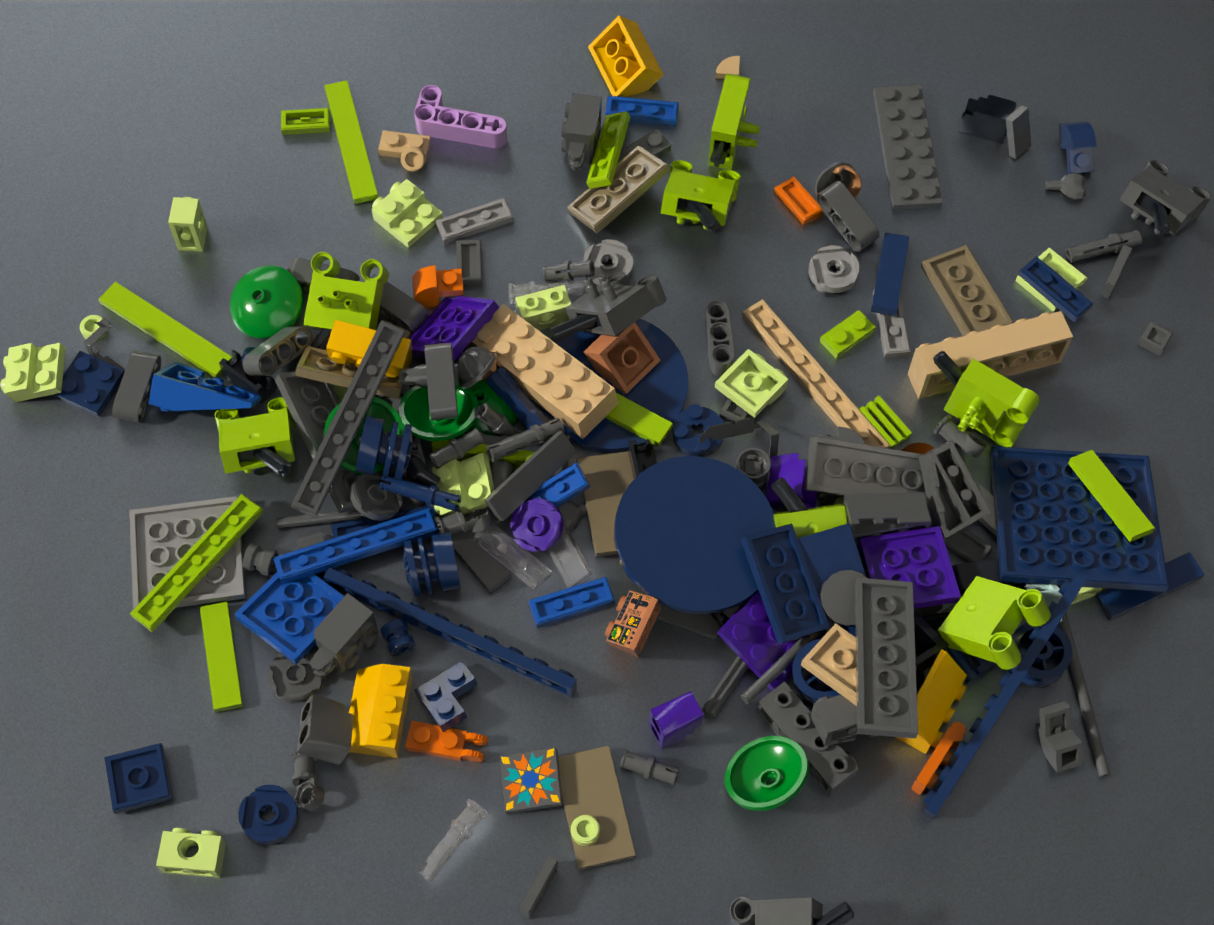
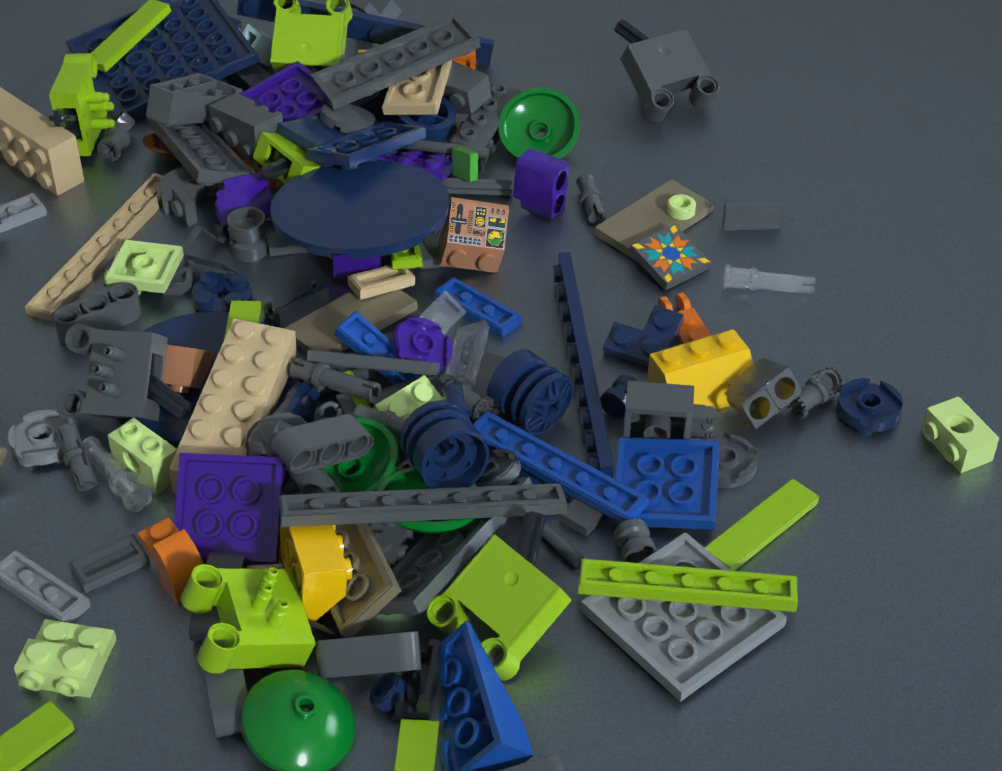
camera: 120 degrees left, 20 degrees down
(138, 778) = (938, 516): dark blue plate -> none
(742, 675) = (465, 164): none -> bright green tile
(847, 334) = (34, 241): lime plate -> none
(891, 416) = (123, 185): lime tile -> none

